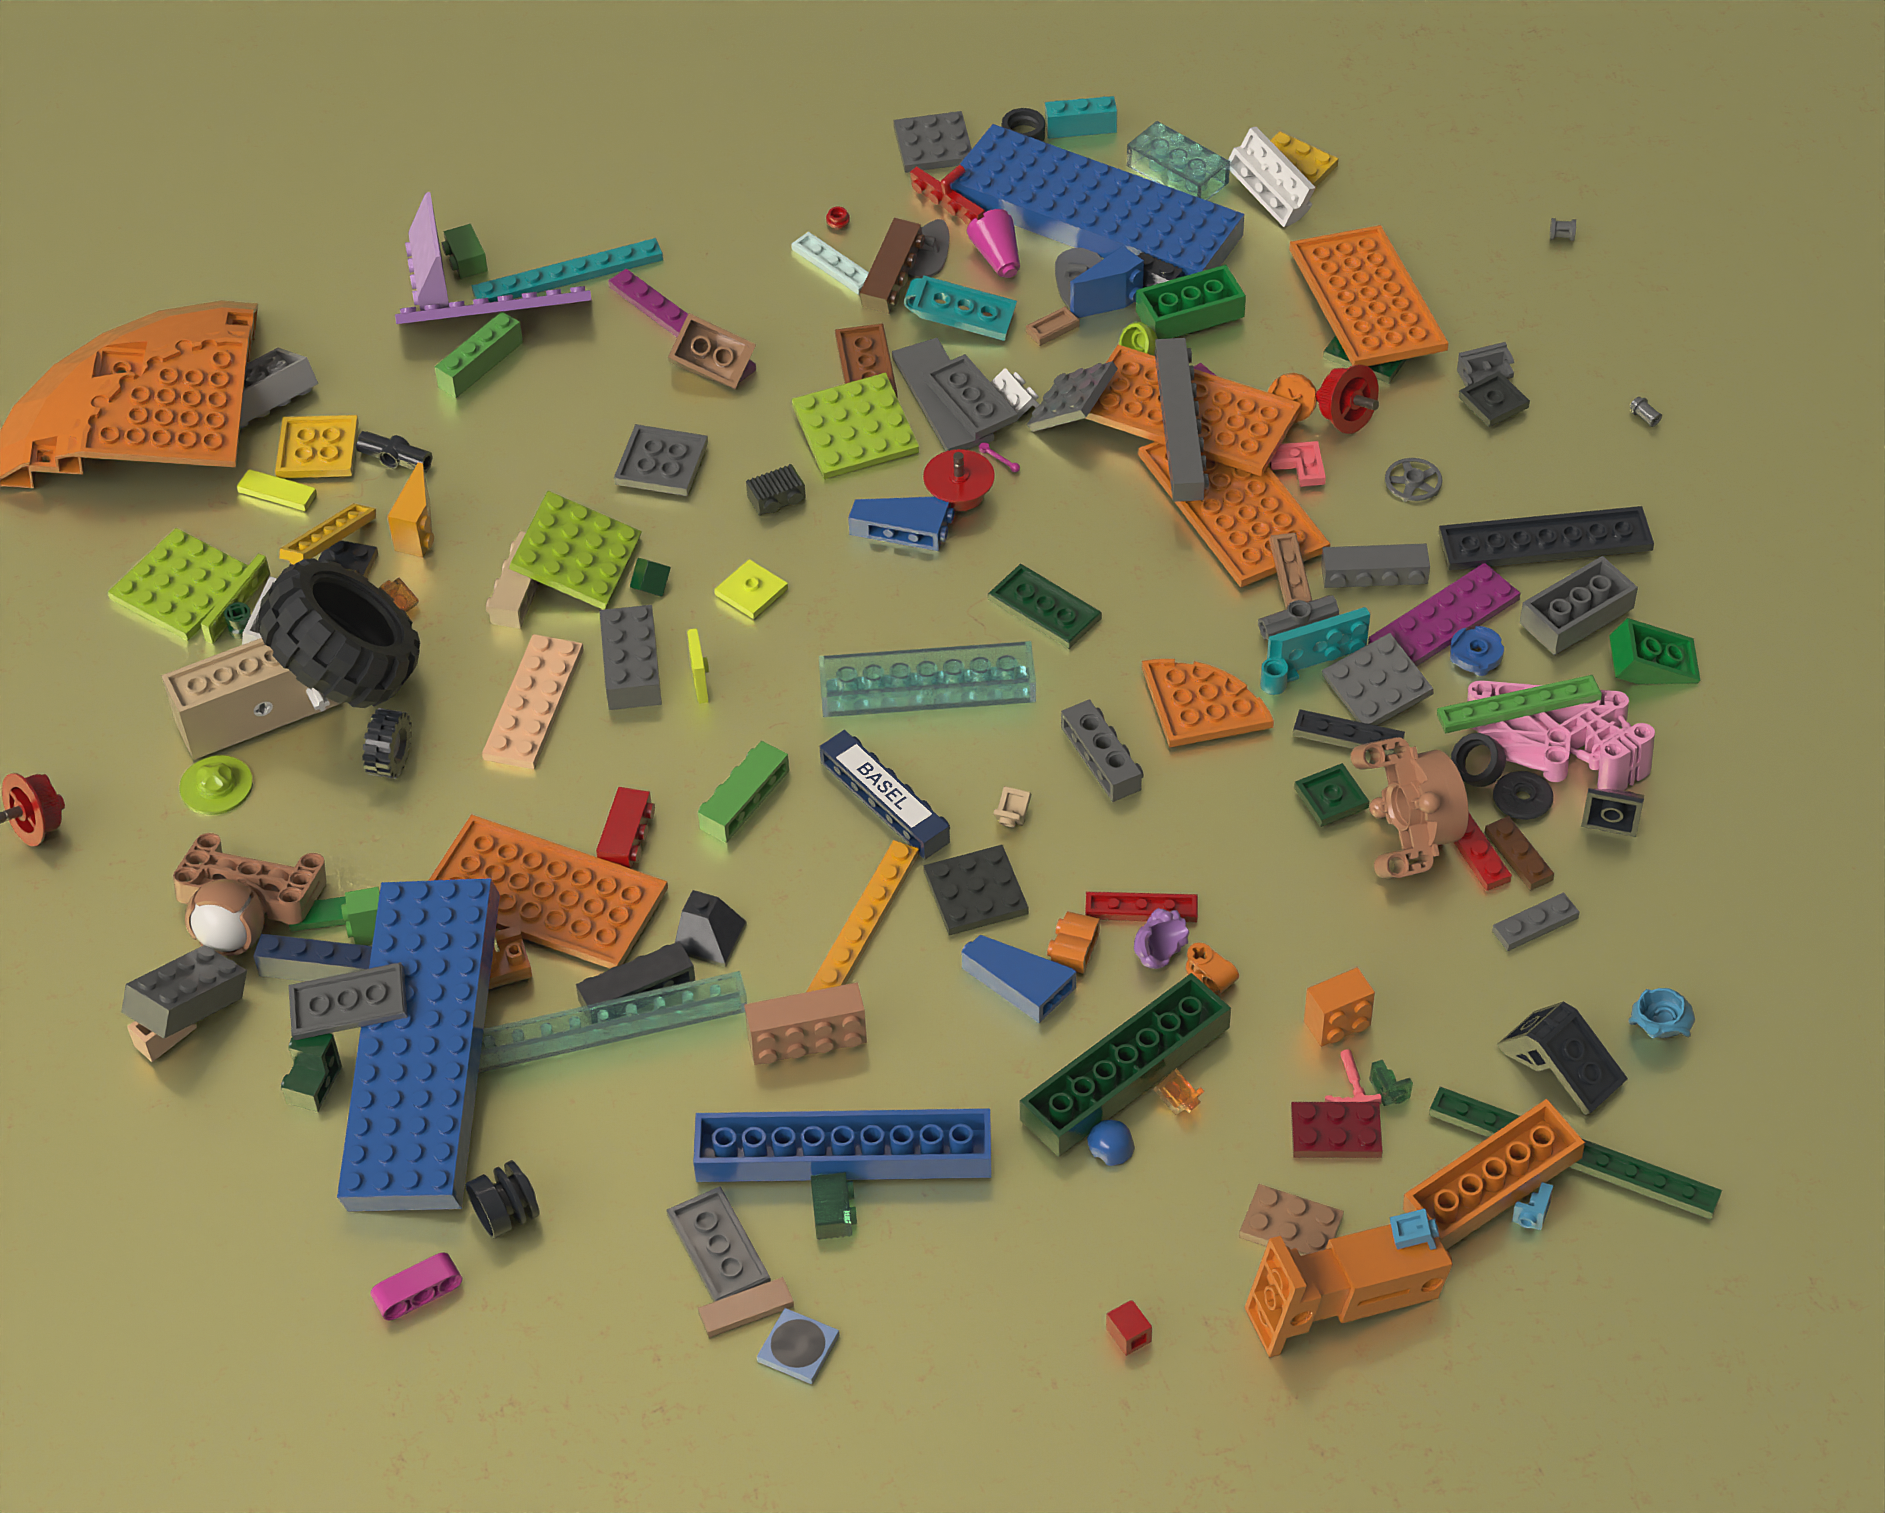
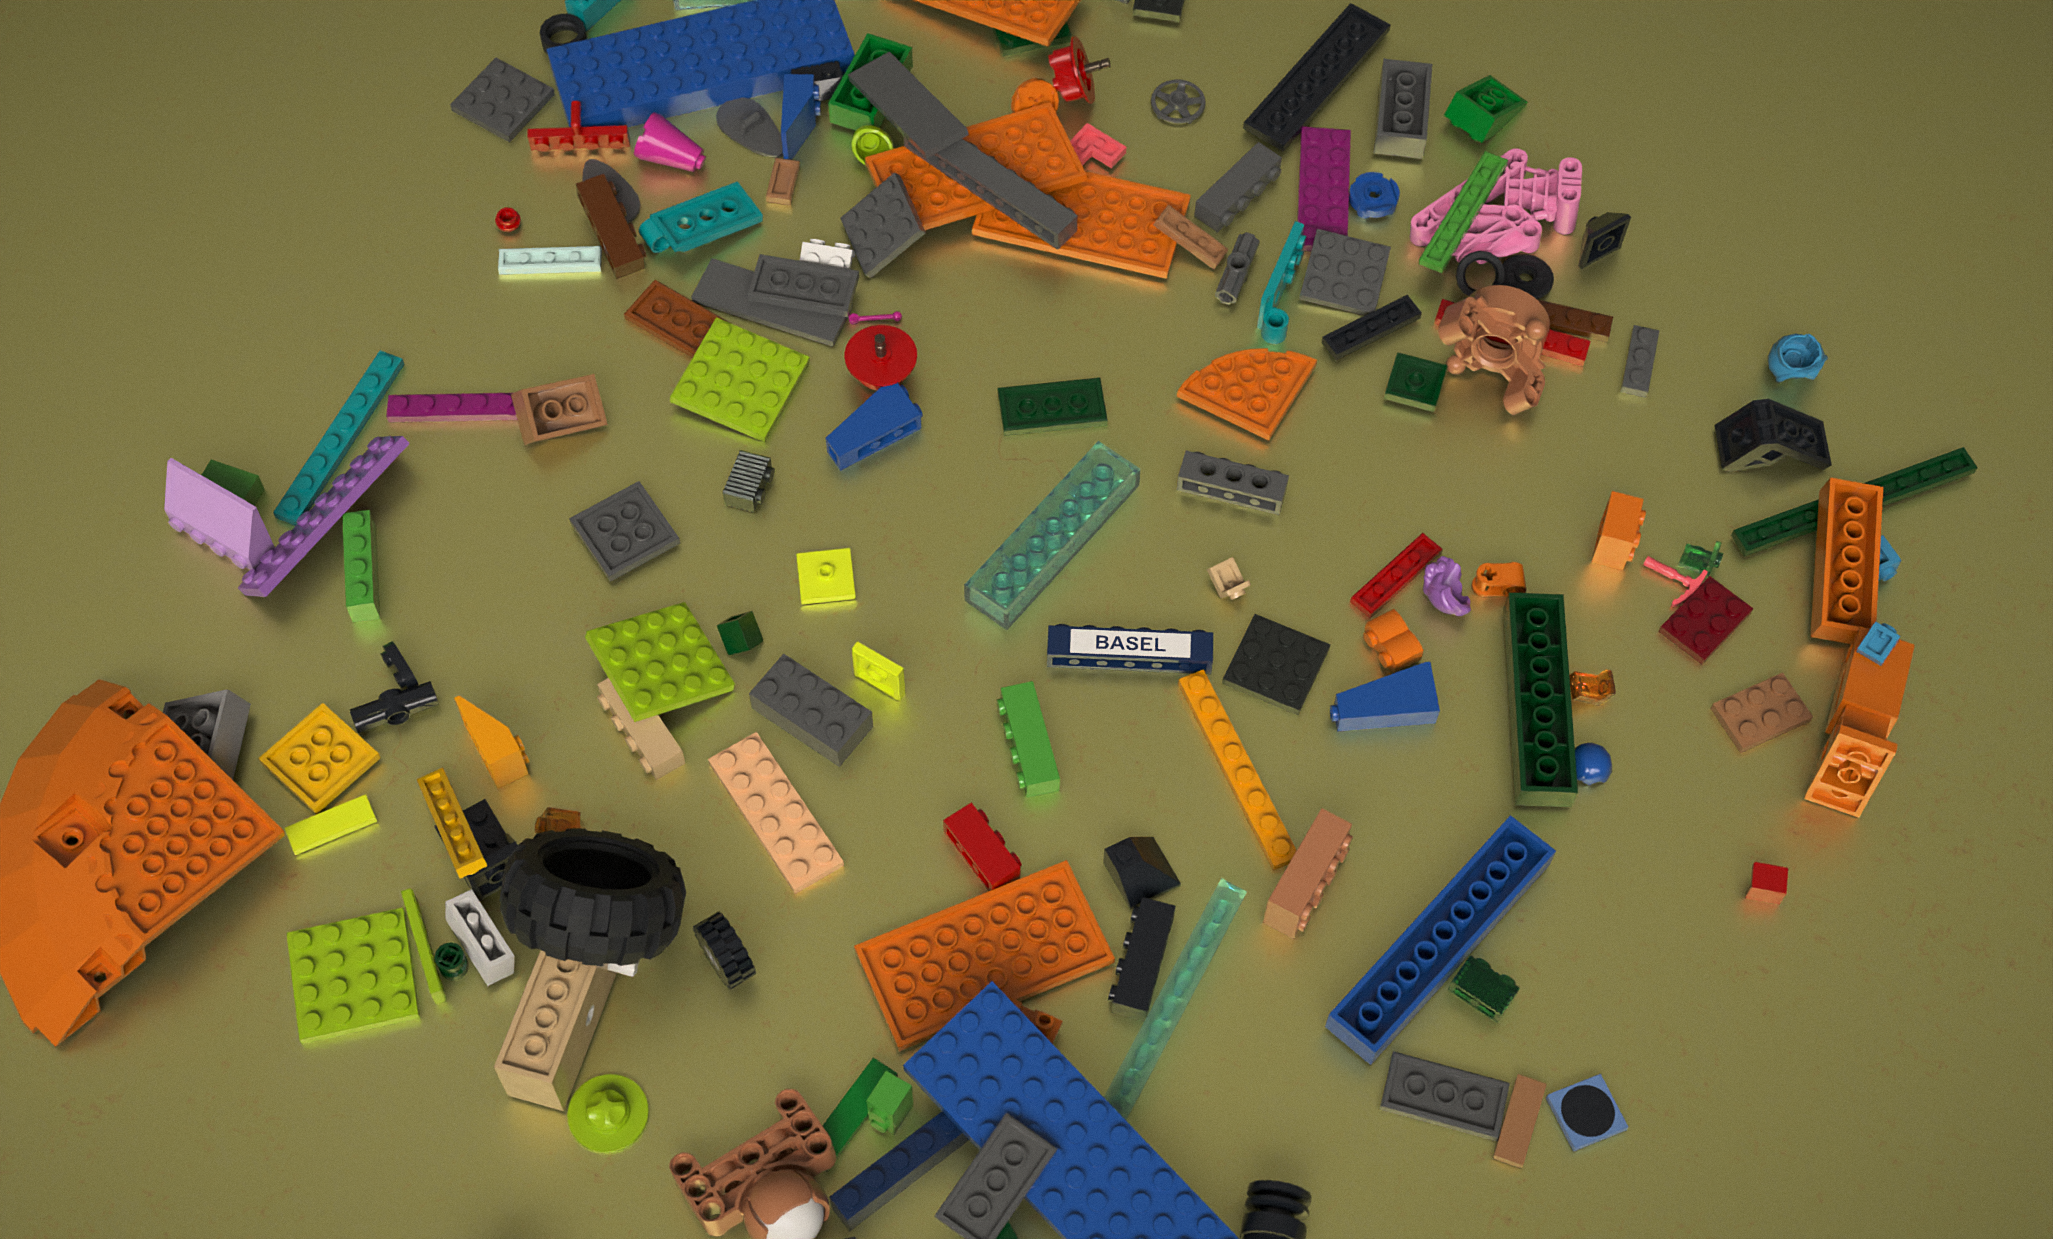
camera: 50 degrees left, 10 degrees up
(427, 430) = (394, 658): none -> black plate
(1180, 325) = (908, 105): none -> dark grey tile

